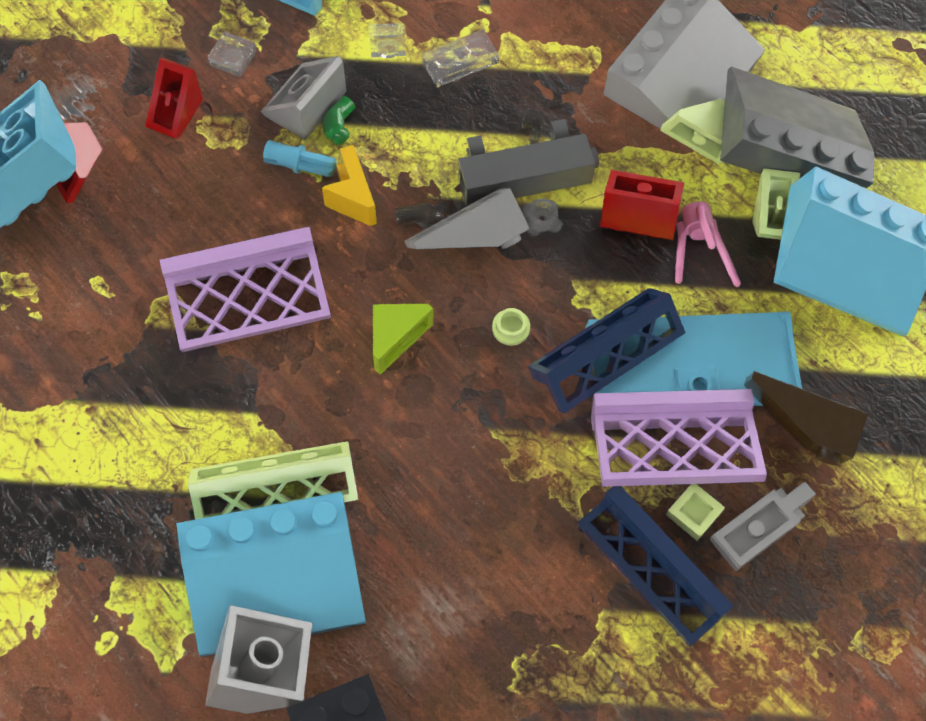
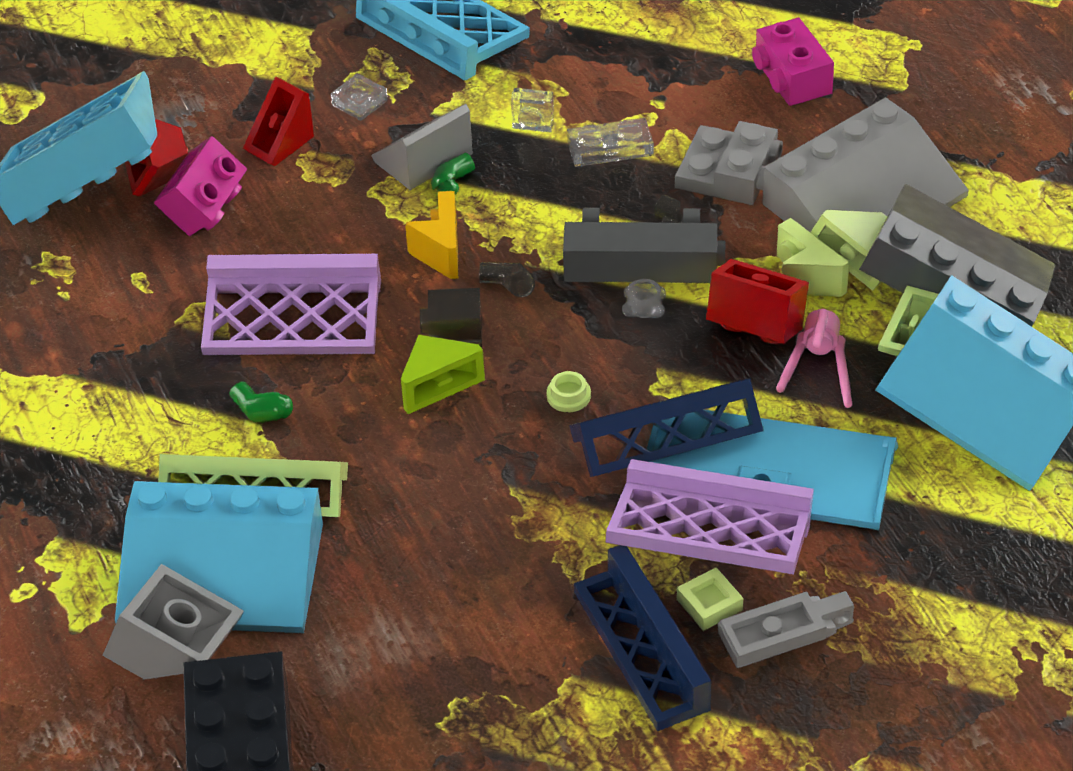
camera: 20 degrees right, 20 degrees down
(126, 182) = (201, 187): none -> dark pink brick
(254, 400) = (261, 406): none -> green arm
(298, 159) = (392, 201): medium azure axle -> none
(392, 274) = (453, 315): none -> clear smoke brick
(485, 223) = (563, 288): light grey slope -> none
(567, 60) = (729, 162): none -> light grey plate
(672, 154) = (811, 260): none -> yellowish green slope
(813, 420) = (882, 538): dark brown slope -> none

